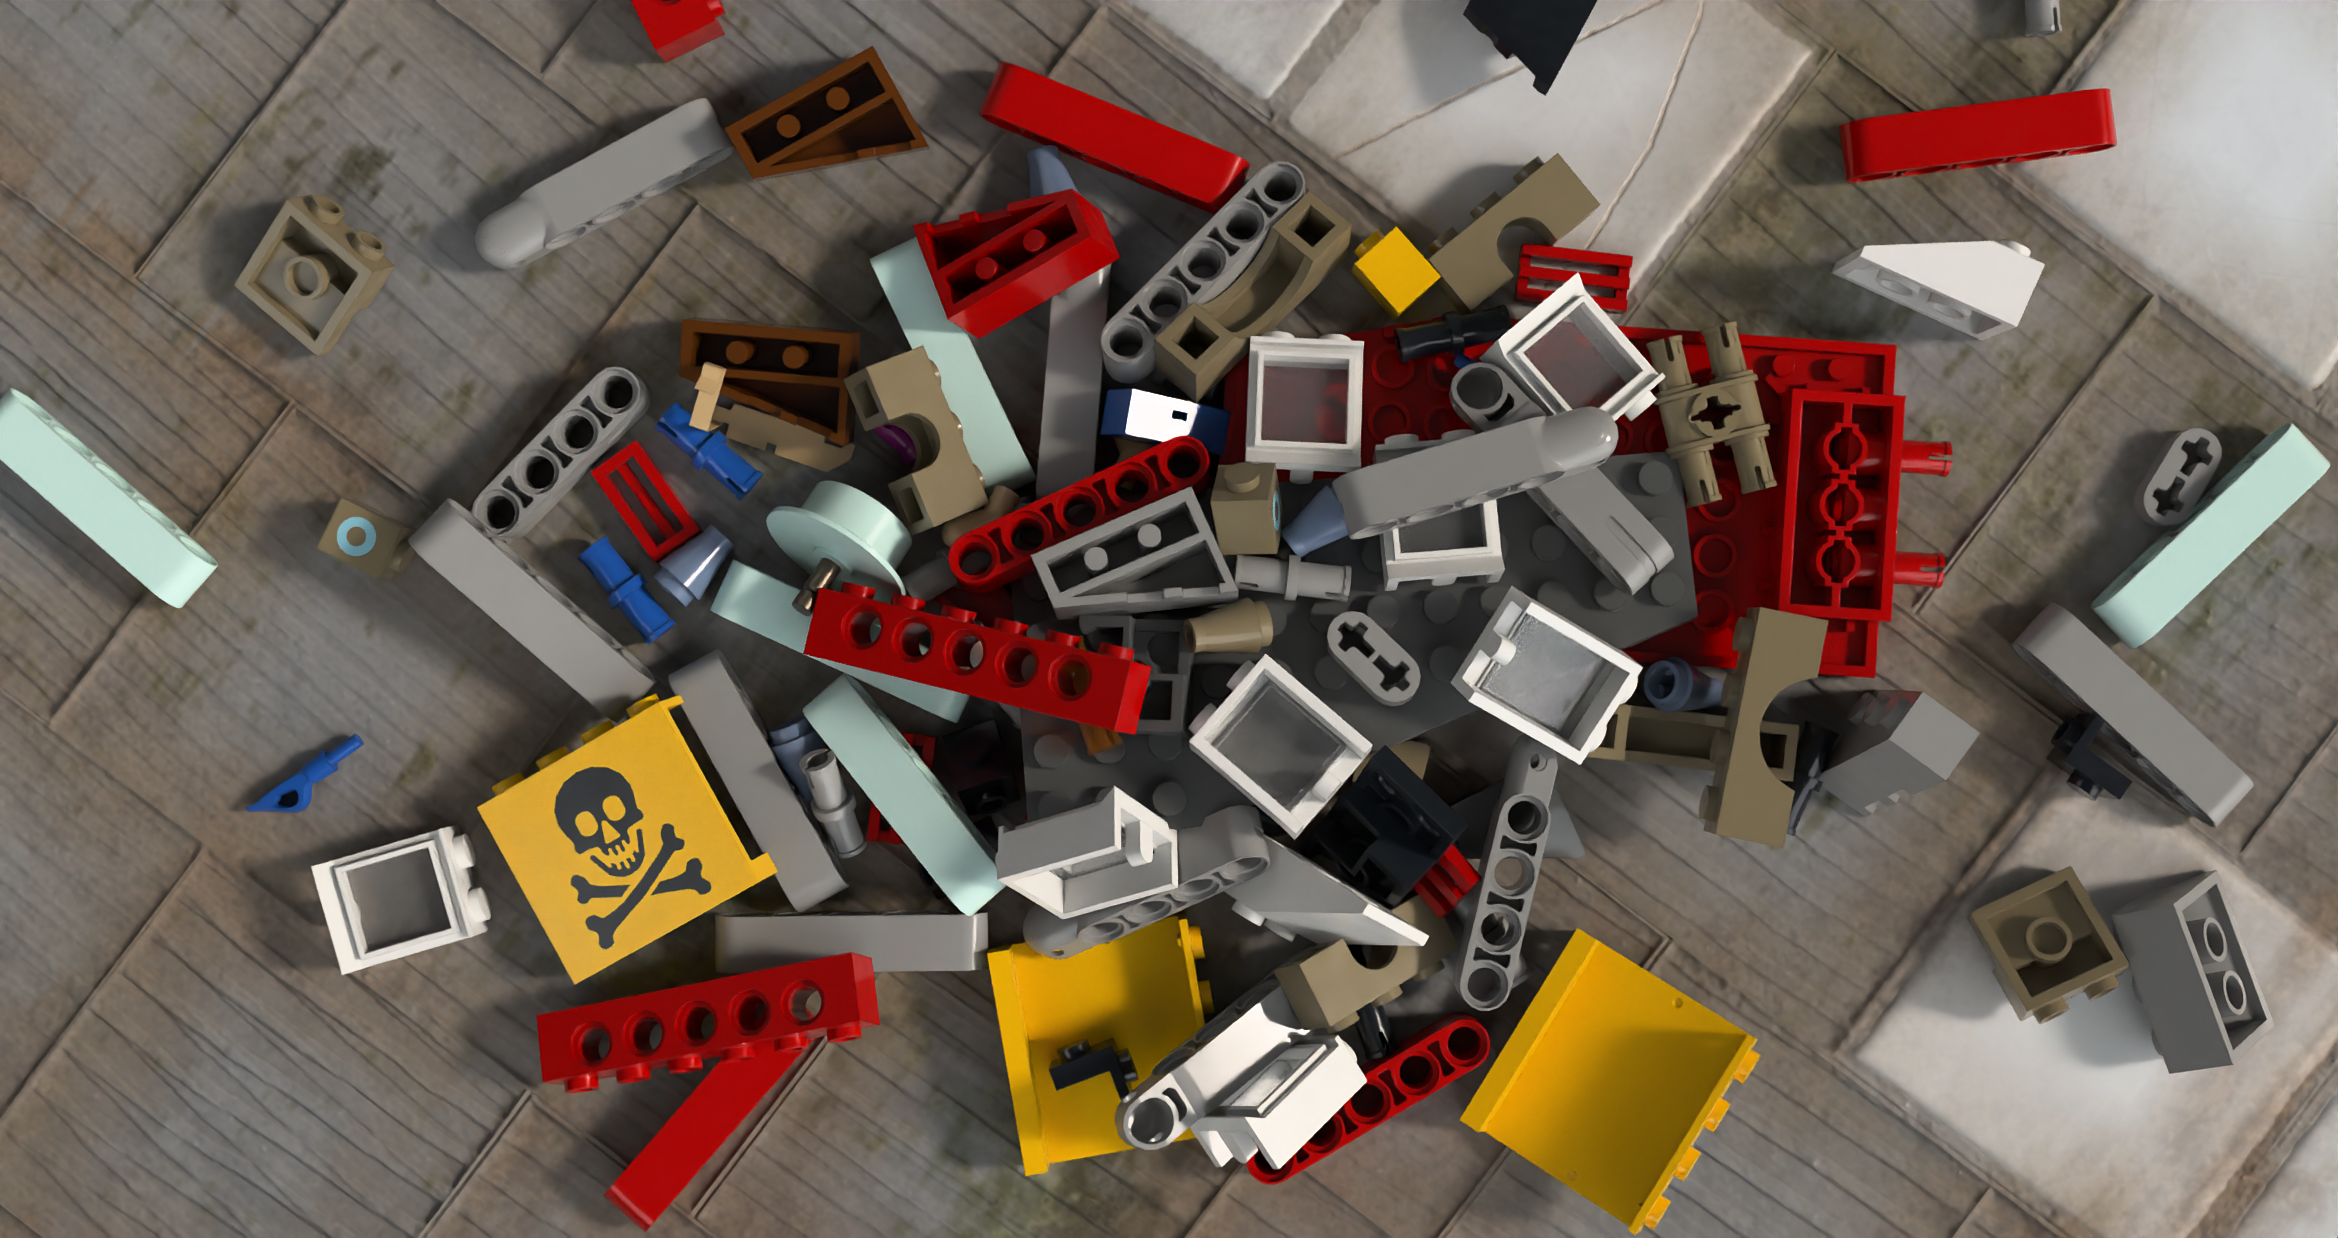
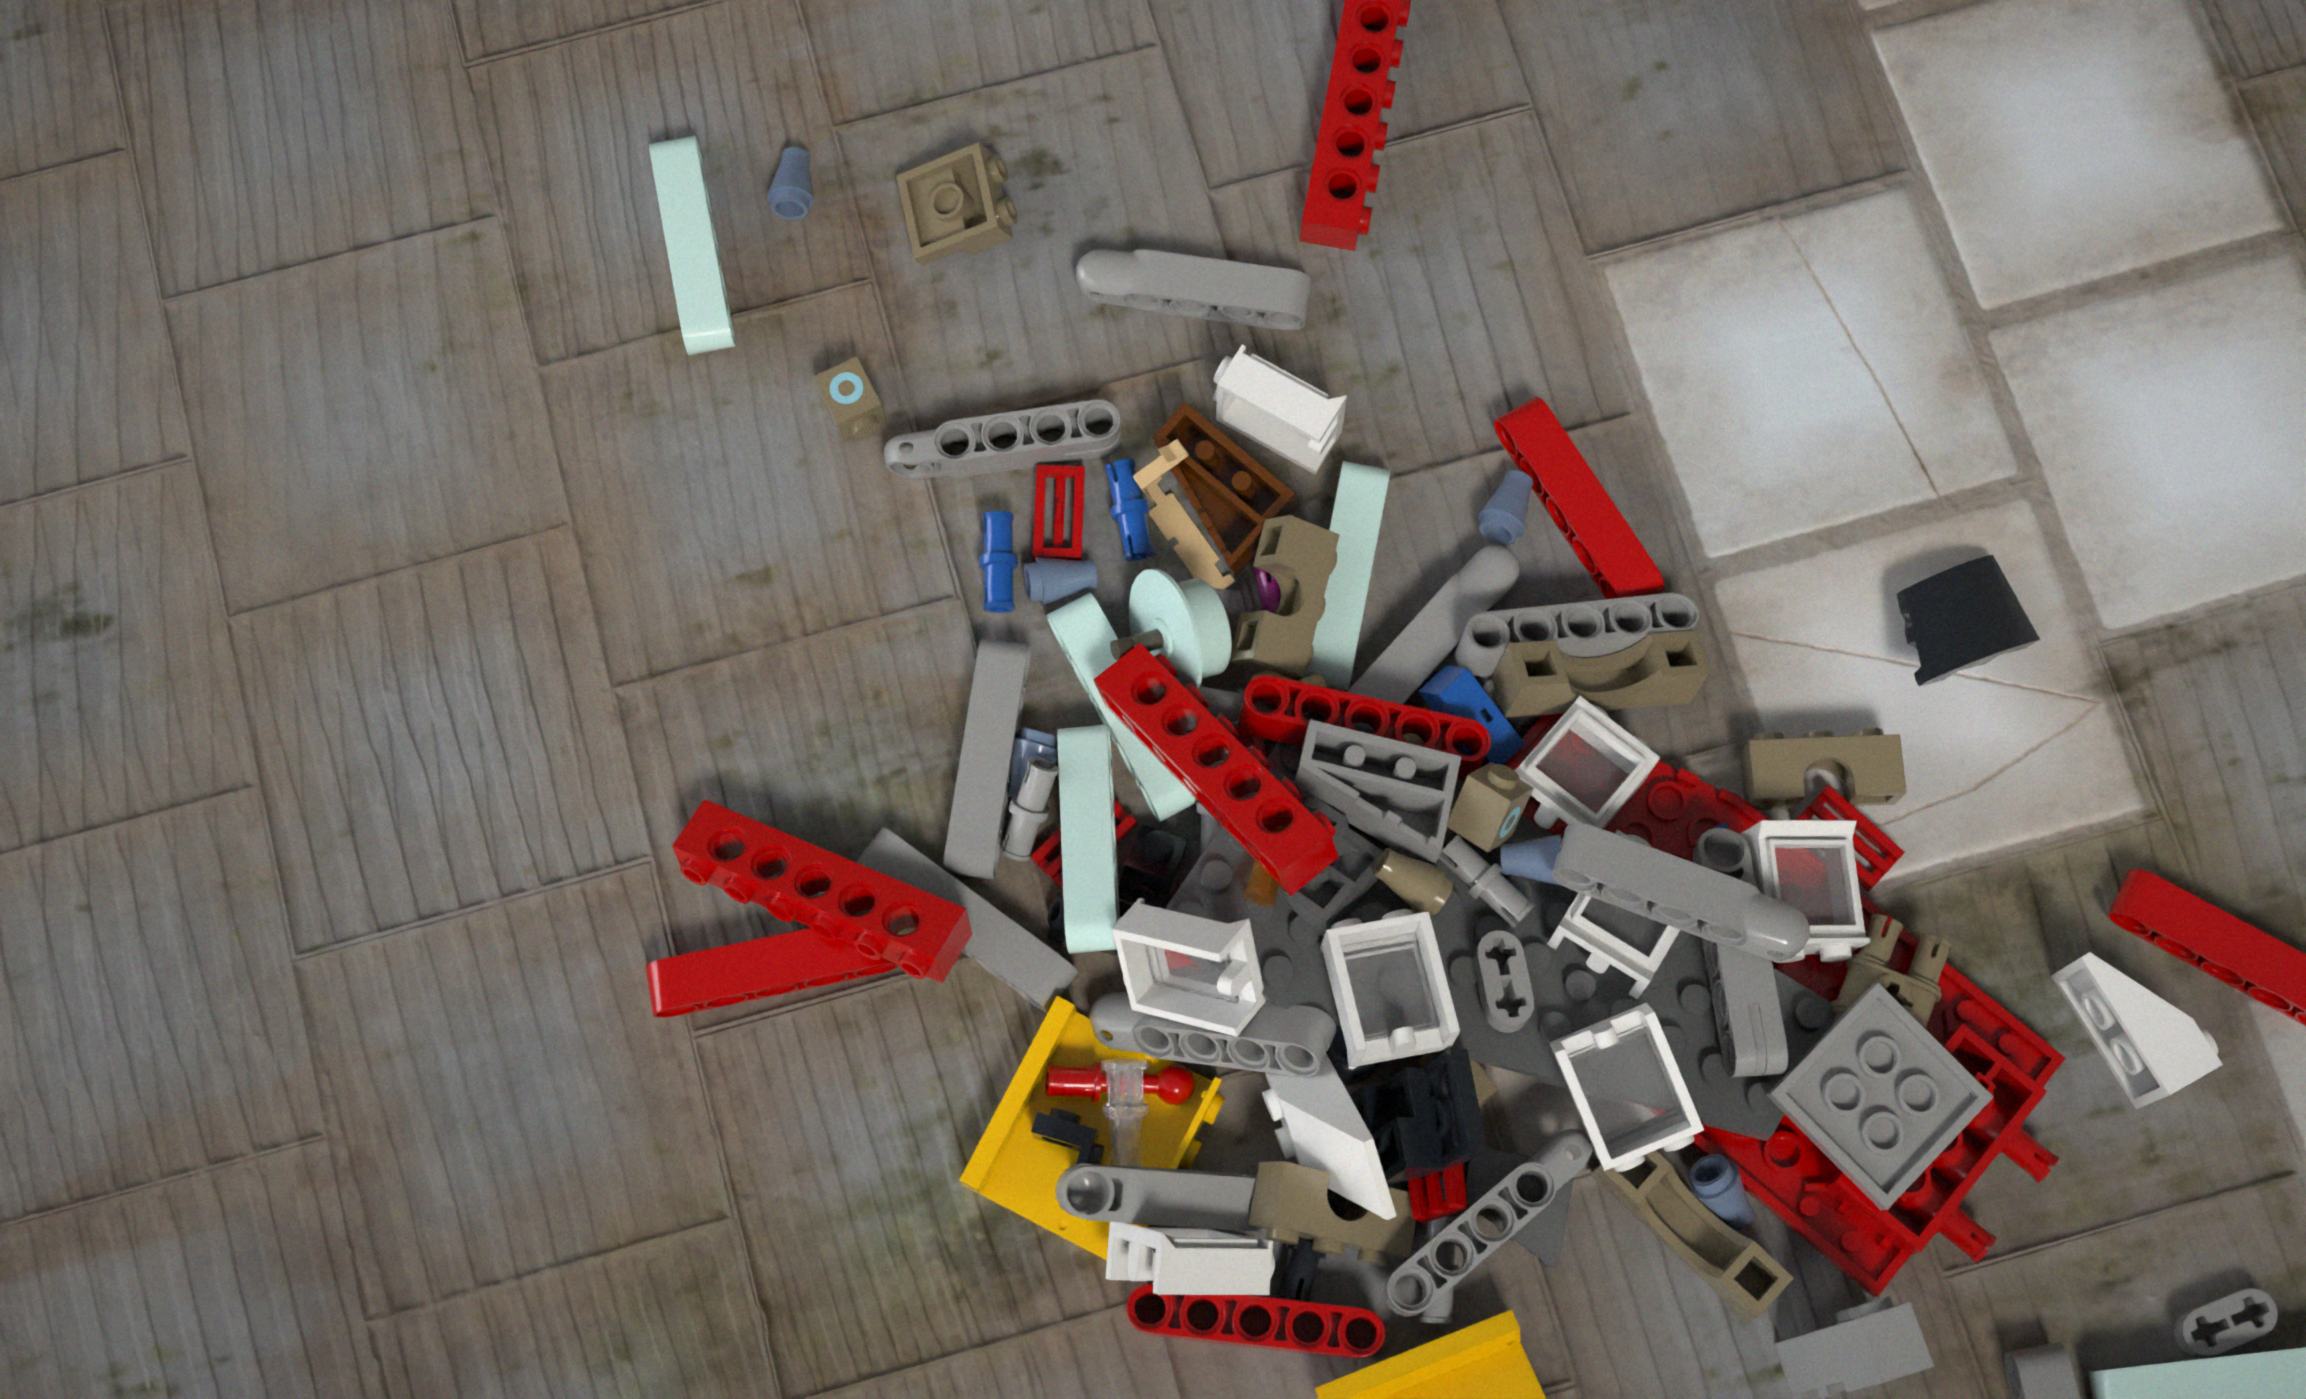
camera: 40 degrees right, 15 degrees down
(142, 367) = (792, 186): none -> sand blue cone
(312, 772) = (685, 527): blue hand -> none
(401, 898) = (676, 654): window -> none
(532, 609) = (926, 523): light grey beam -> none
(619, 839) = (860, 723): yellow panel -> none
(772, 257) = (1277, 409): none -> white window
(829, 123) = (1384, 351): reddish brown wedge -> none
(1014, 257) = (1448, 525): red wedge -> none
(1122, 1007) = (1125, 1109): none -> clear pin
(1141, 948) = (1172, 1084): none -> red pin
(1393, 271) = (1716, 736): yellow brick -> none
(1451, 333) = (1725, 802): black pin -> none
(1745, 795) = (1717, 1295): dark tan arch -> none
(1768, 514) = (1879, 1096): none -> light grey plate
(1811, 757) = (1765, 1331): black pin -> none

